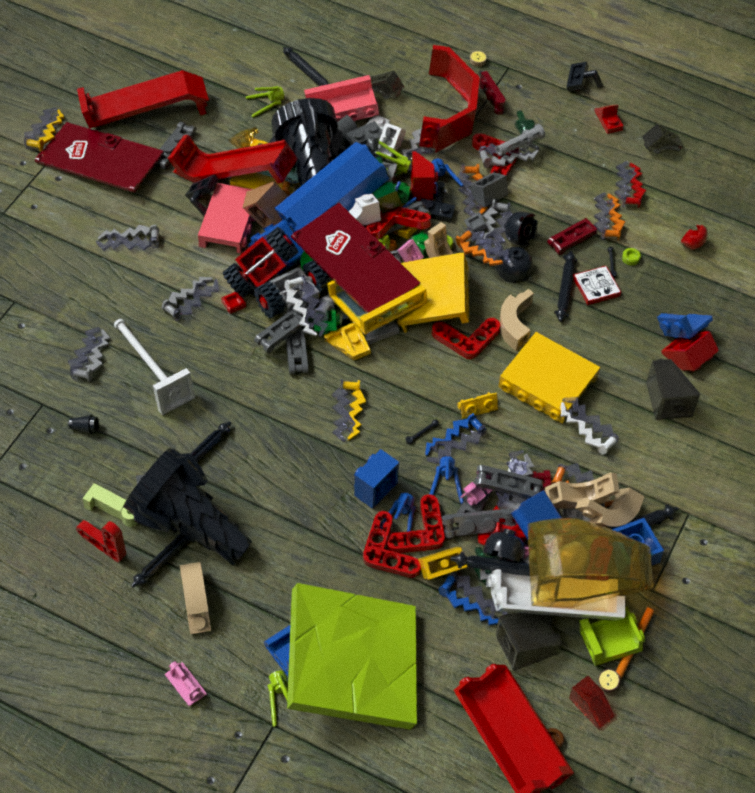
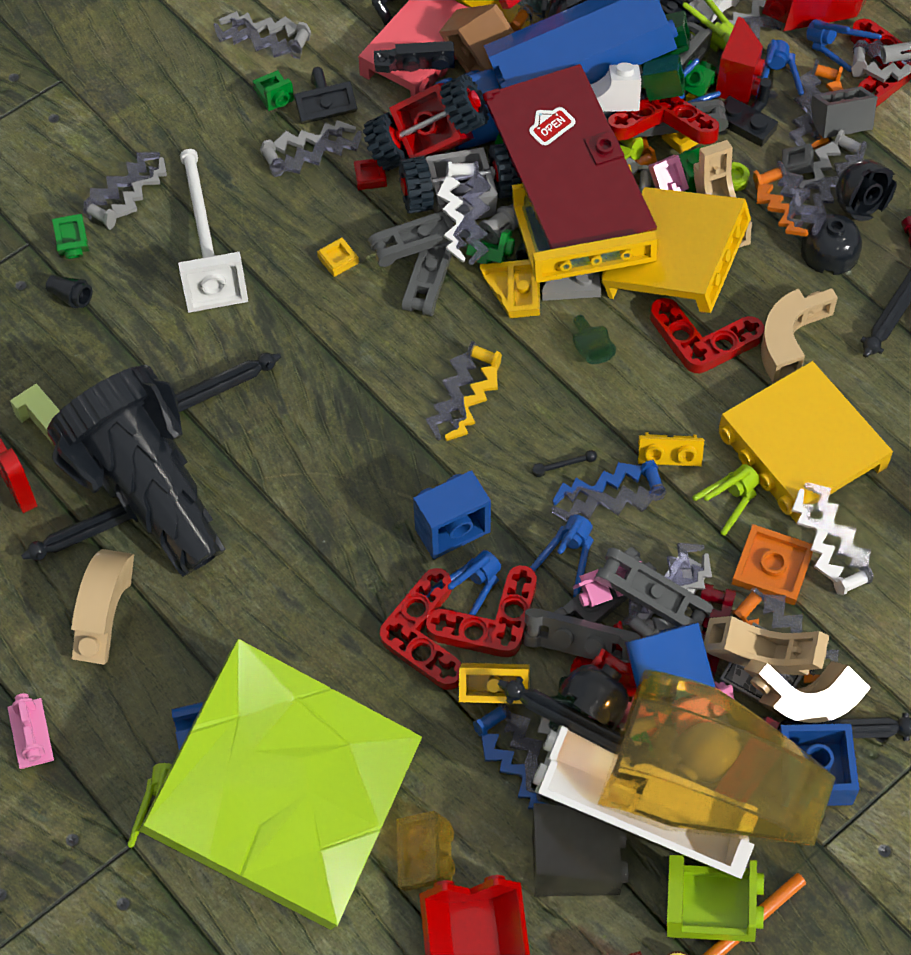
camera: 25 degrees right, 5 degrees up
(70, 392) = (70, 236): none -> green bracket
(153, 270) = (274, 90): none -> green bracket
(186, 267) = (324, 100): none -> black plate
(235, 225) = (415, 56): none -> black hinge
(237, 356) = (338, 257): none -> yellow tile
(408, 359) = (593, 342): none -> clear green piece
(443, 667) = (424, 850): none -> clear yellow bracket
(458, 148) = (824, 33): none -> blue plant
(523, 412) = (738, 483): none -> lime plant
(561, 448) = (773, 563): none -> orange tile

